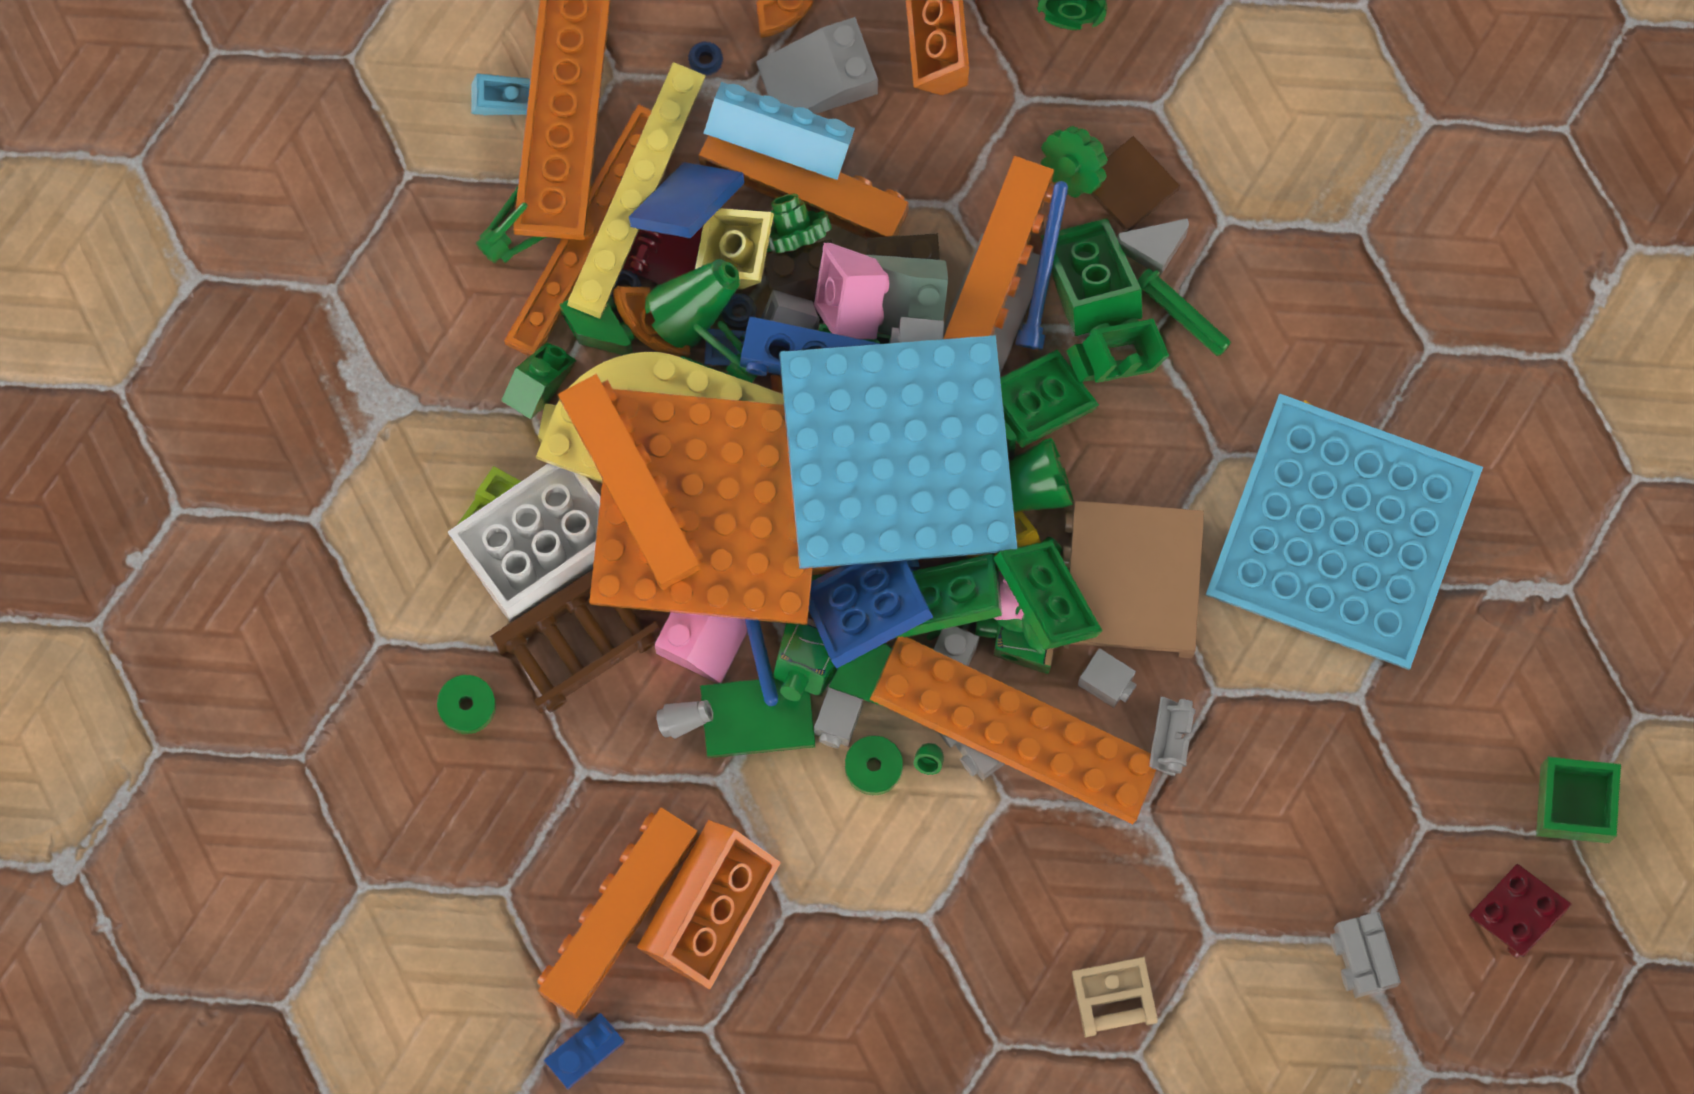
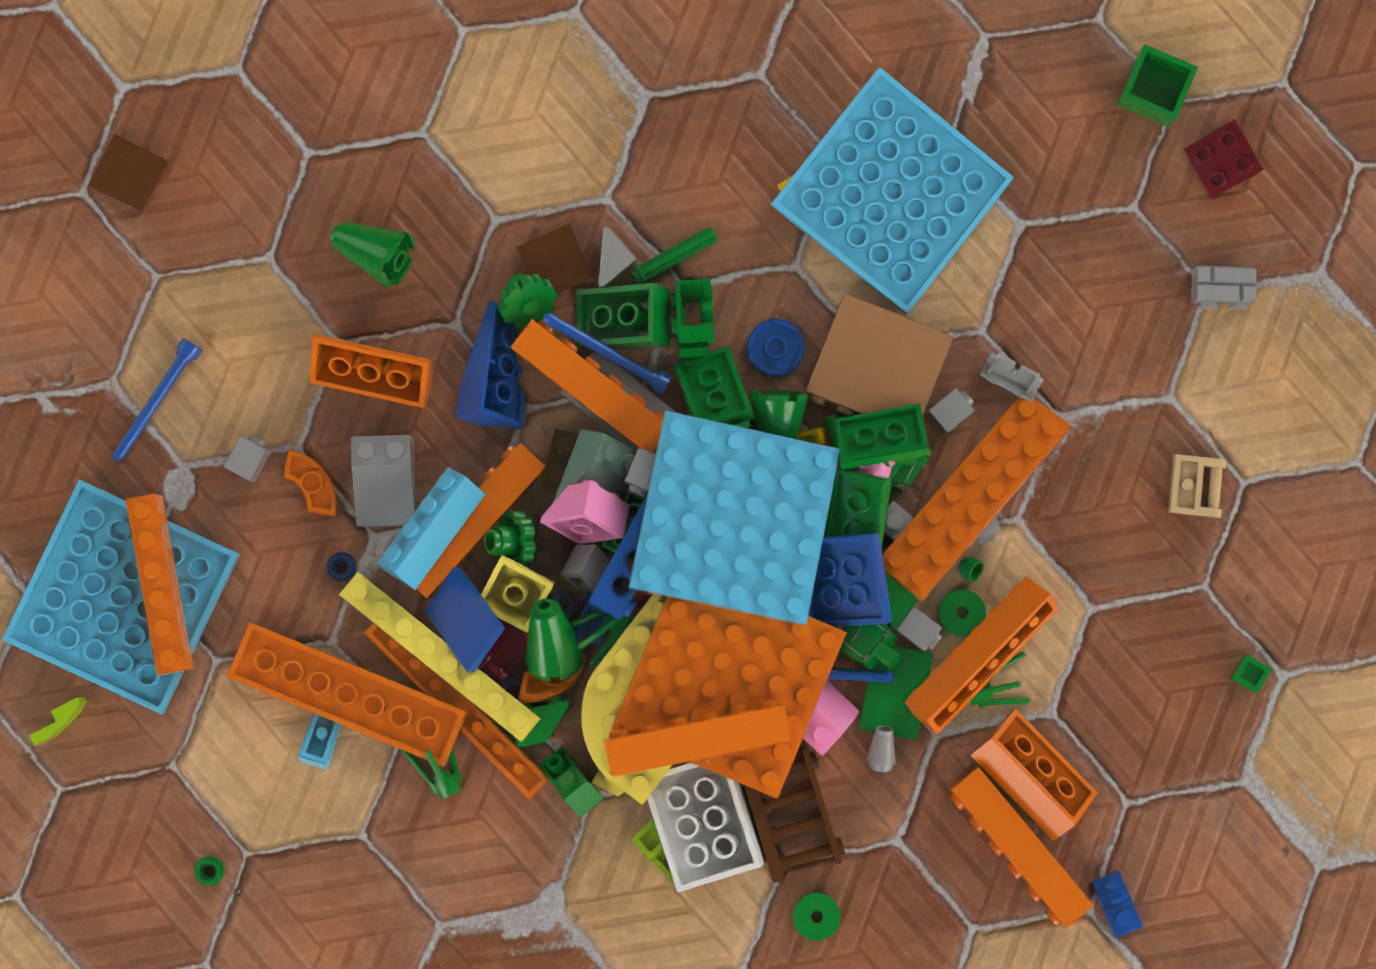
camera: 75 degrees left, 10 degrees up
(316, 13) = (200, 872): none -> green plate
(788, 812) = (982, 697): none -> green plant
(830, 795) = (981, 655): none -> orange brick
(969, 155) = (491, 380): none -> blue wedge
(1115, 459) = (775, 347): none -> blue tile

